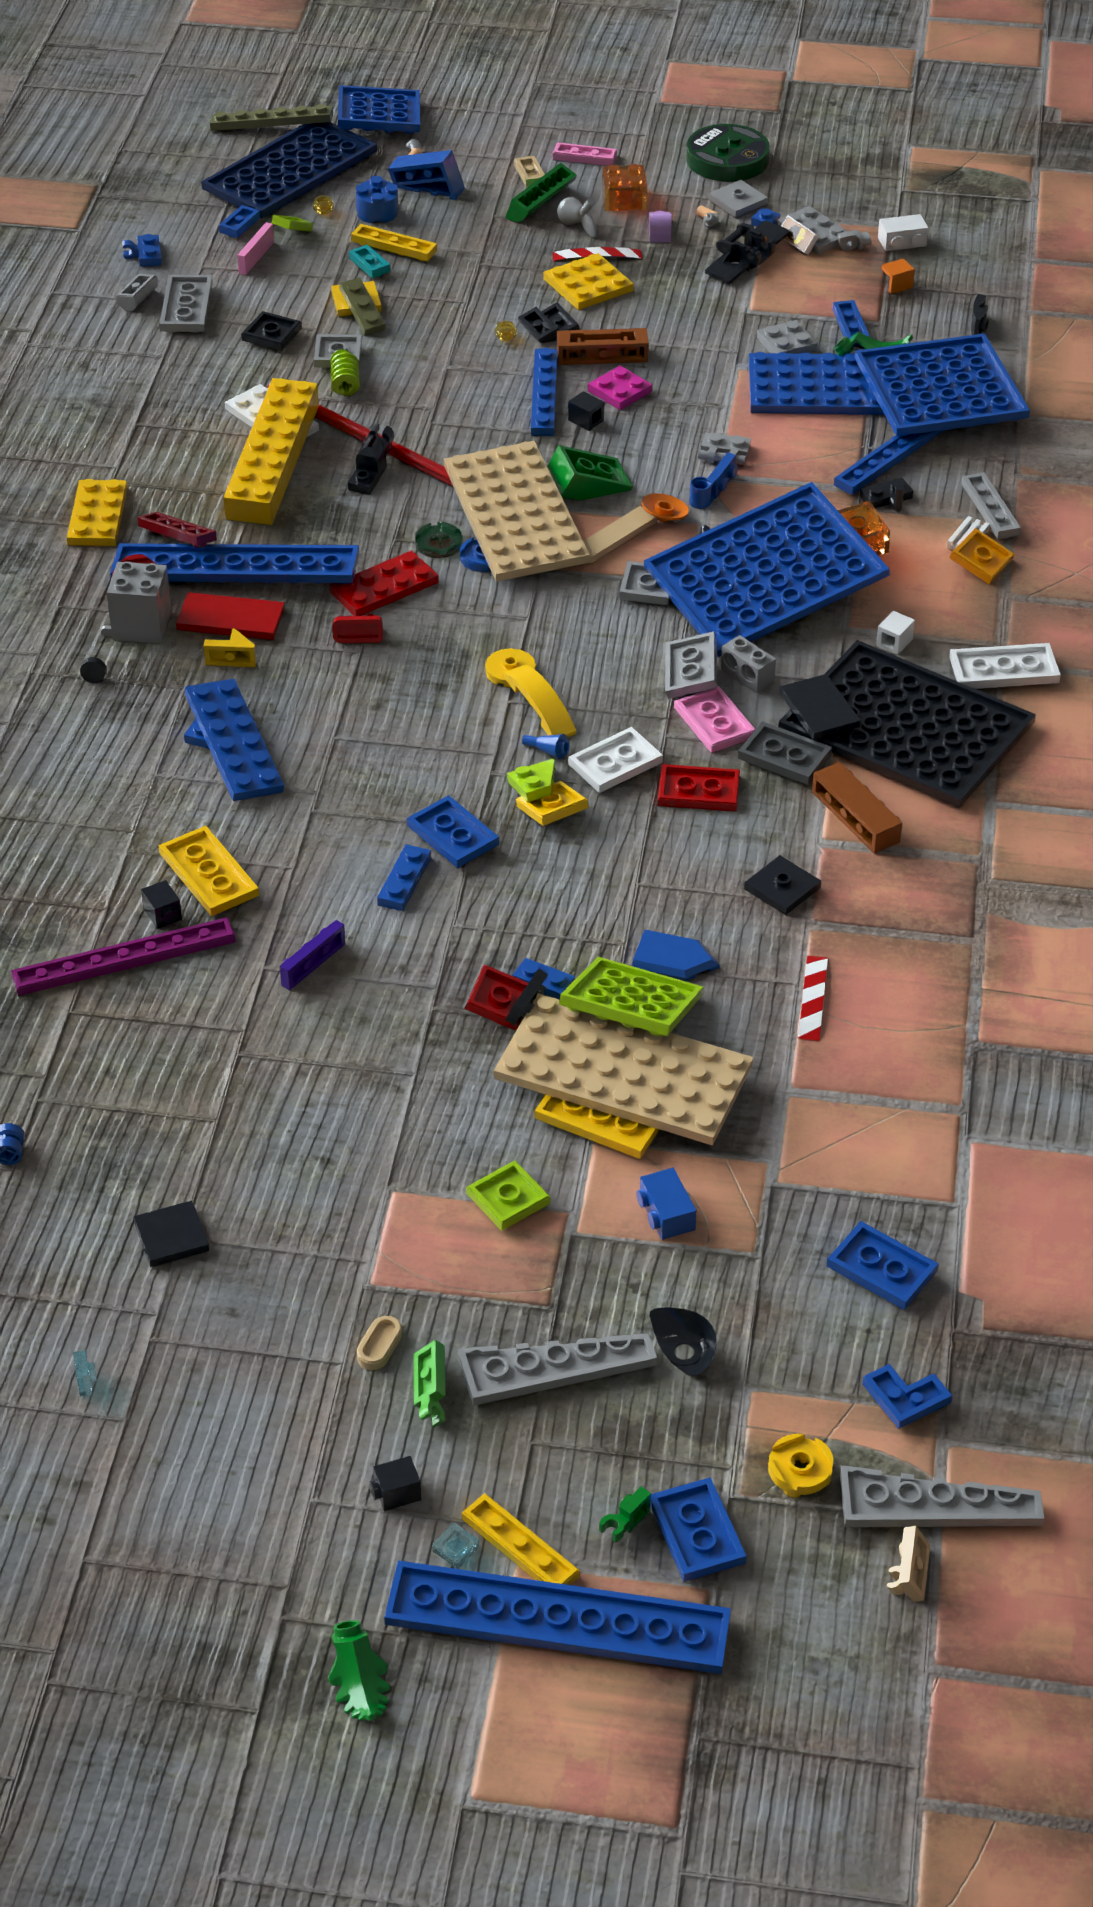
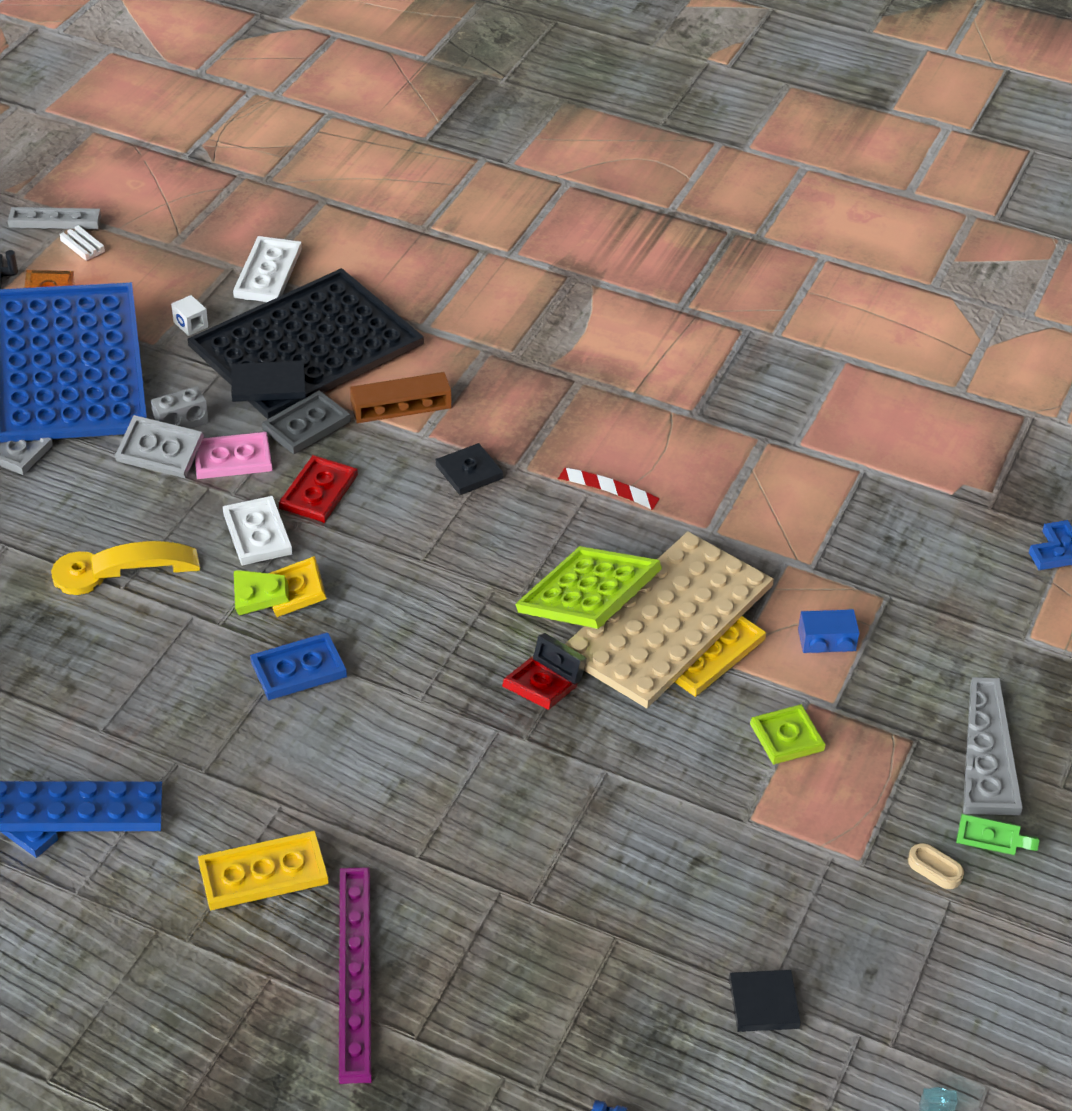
camera: 75 degrees left, 0 degrees up
(161, 904) = (300, 918): black brick -> none
(312, 954) = (428, 808): dark purple plate -> none
(404, 877) = (341, 718): blue plate -> none
(554, 745) = (214, 566): blue cone -> none
(555, 981) = (518, 650): blue plate -> none
(673, 956) = (526, 560): blue tile -> none
(687, 1327) = (988, 648): black piece -> none
(882, 1265) = (924, 524): blue plate -> none
(982, 556) = (119, 241): light orange plate -> none

